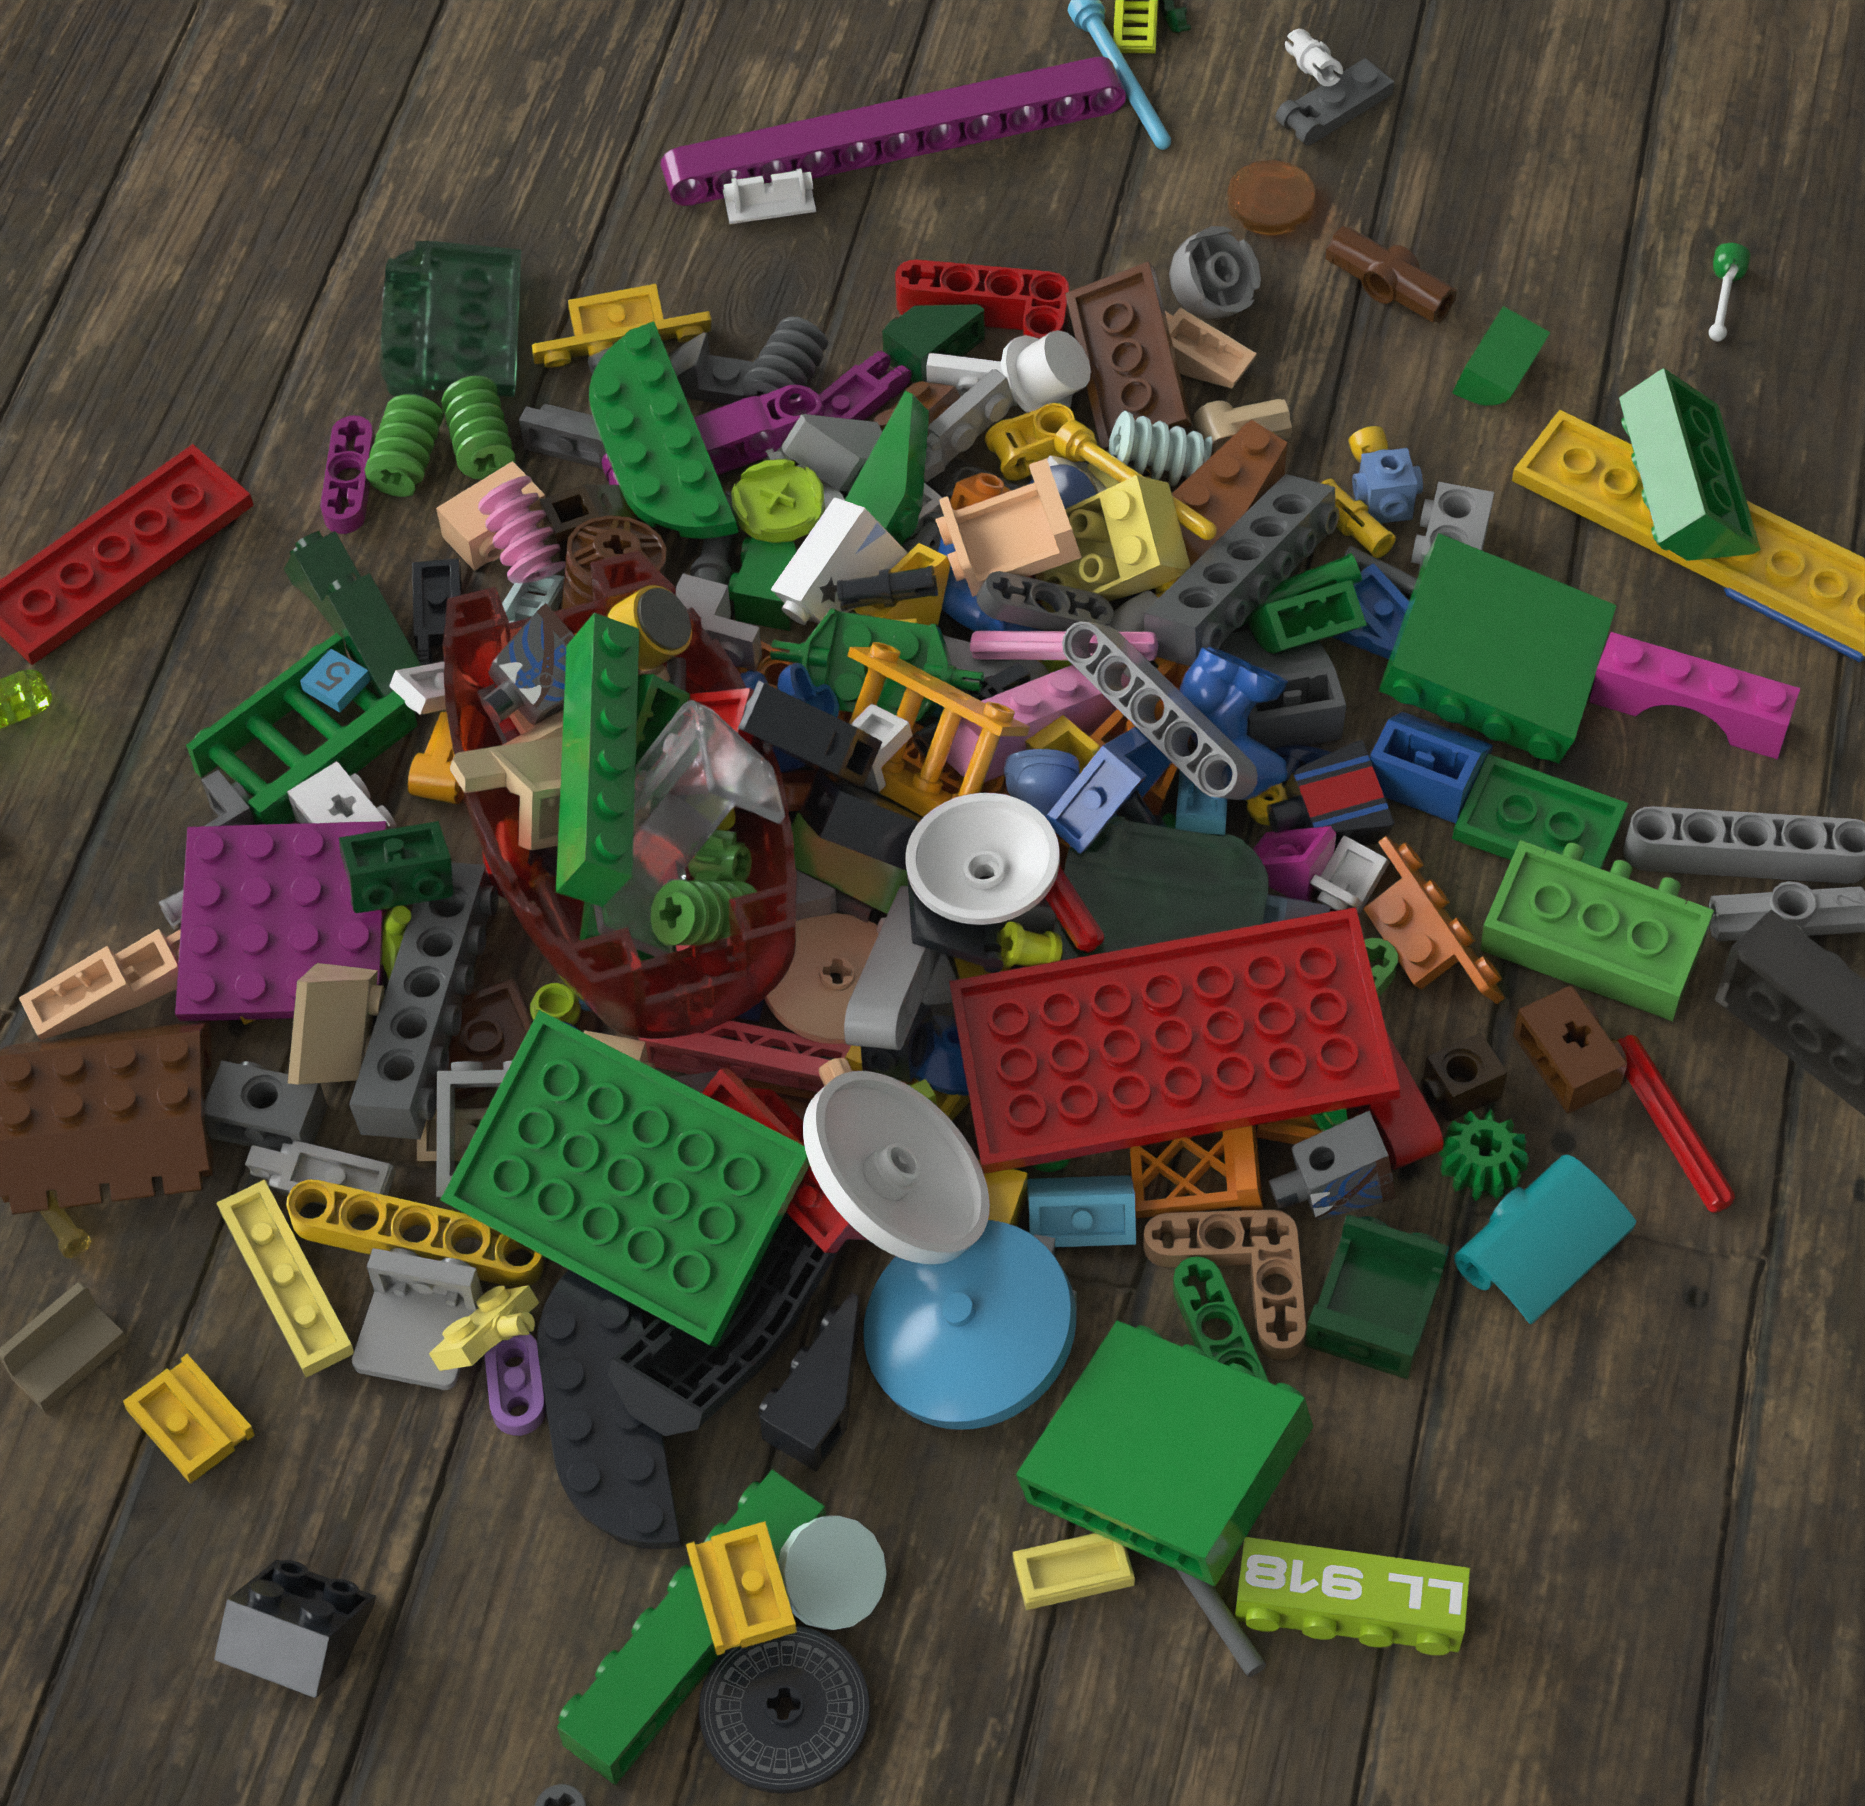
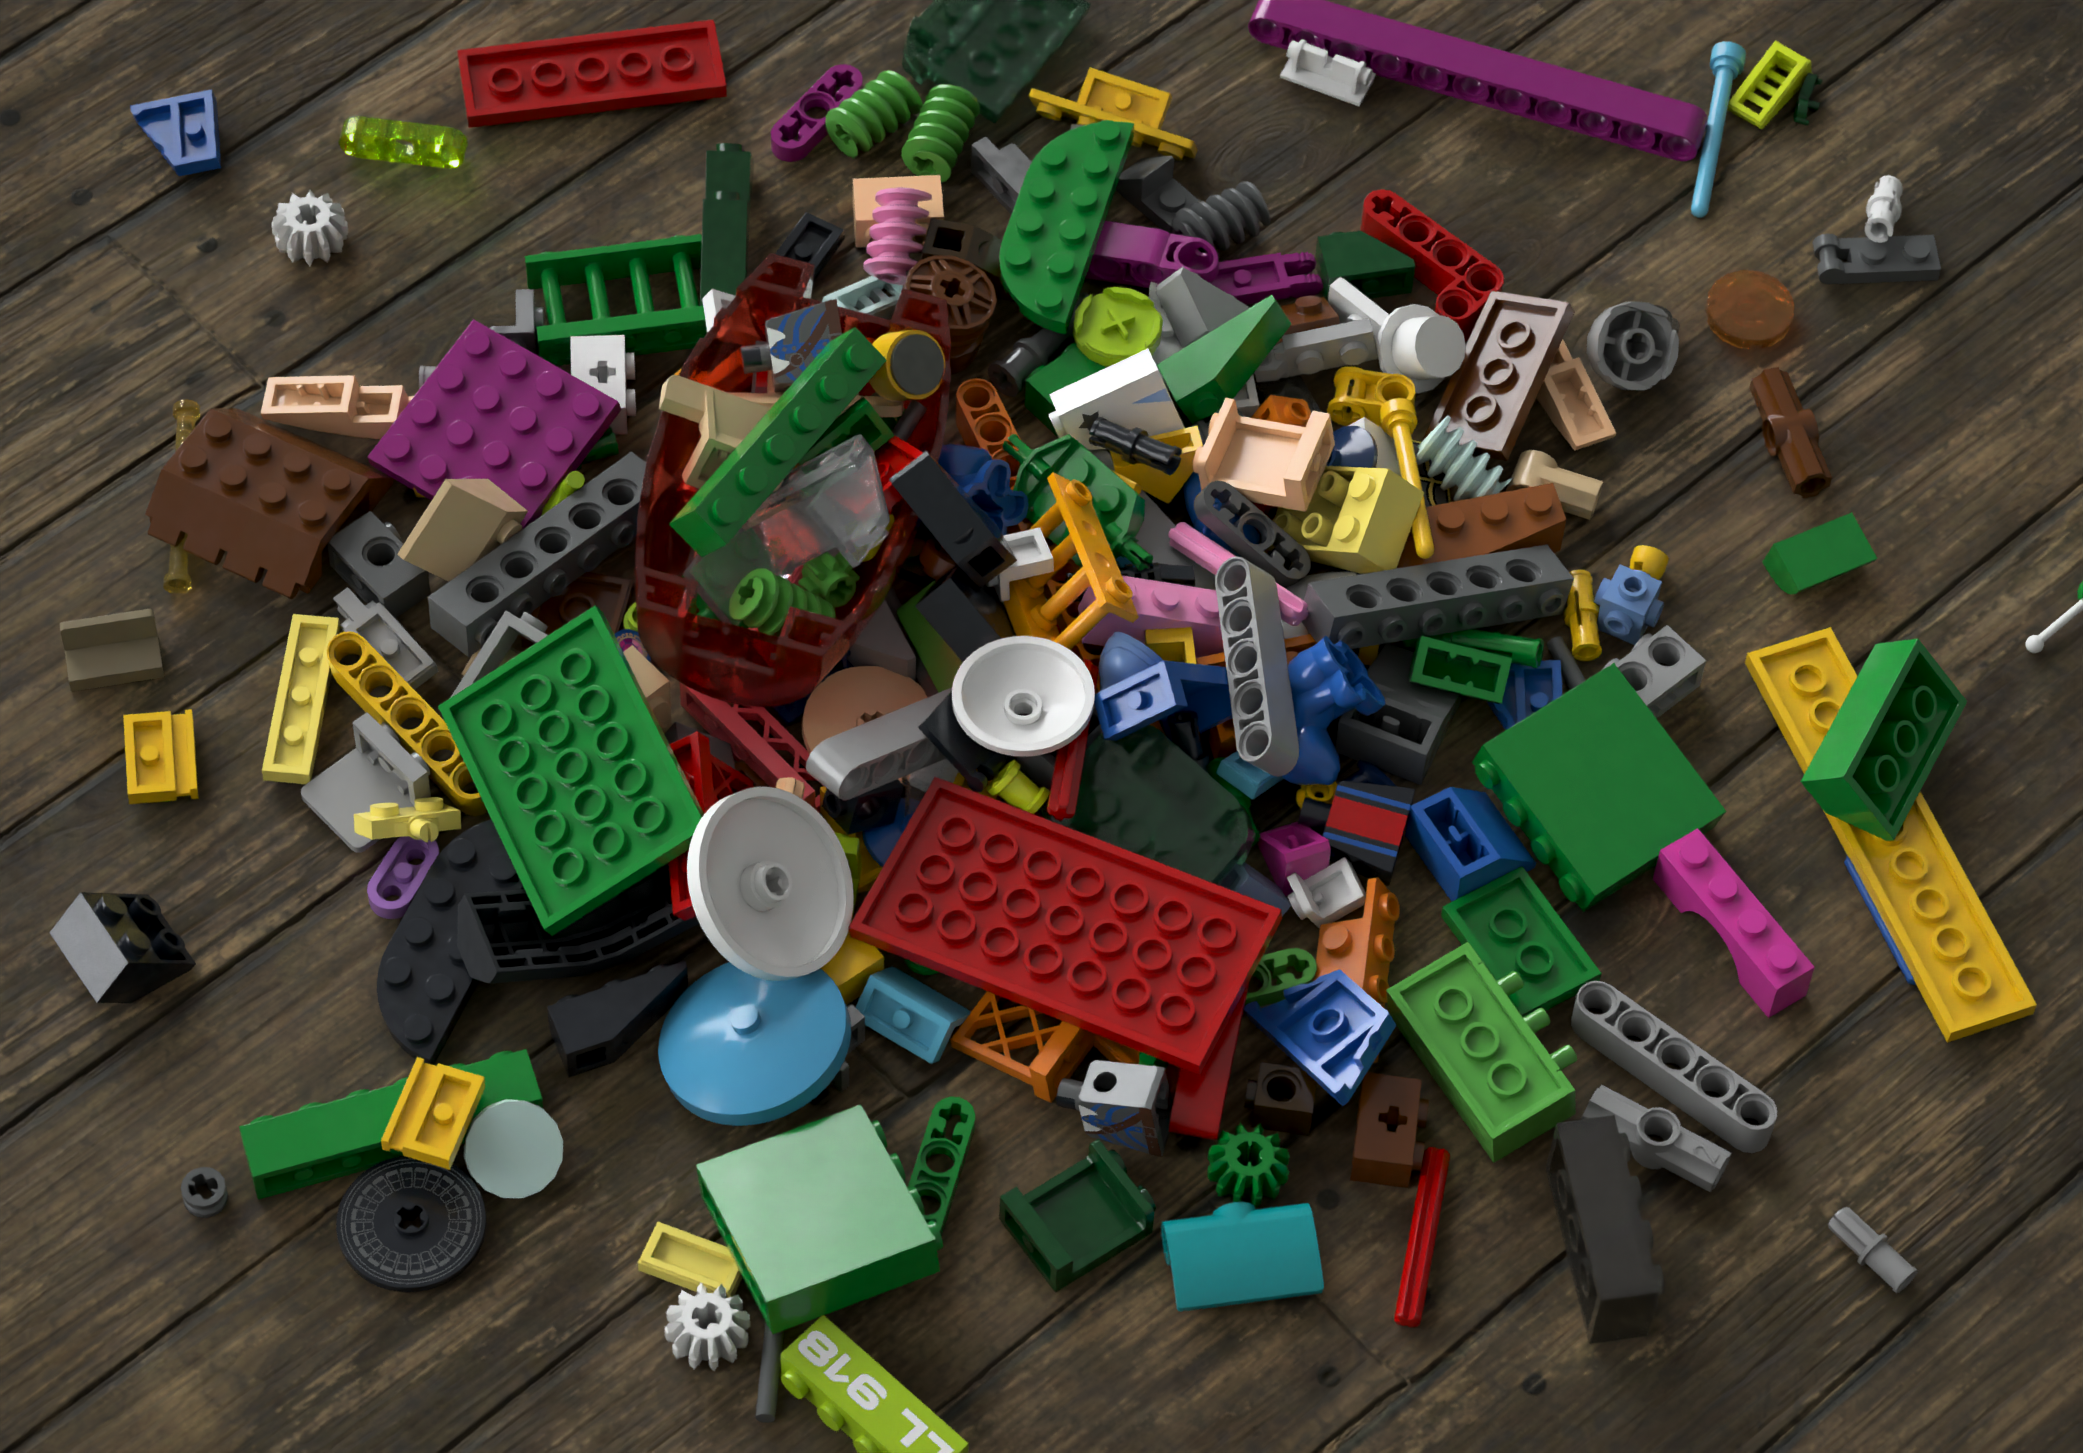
camera: 30 degrees right, 0 degrees up
(335, 680) = (672, 271): dark azure tile -> none
(397, 867) = (595, 440): dark green bracket -> none
(713, 606) = (976, 387): light grey brick -> none
(1141, 1599) = (723, 1334): none -> white gear
(1261, 1256) = (1016, 1133): medium nougat beam -> none
(1467, 991) = (1327, 1030): none -> blue wing

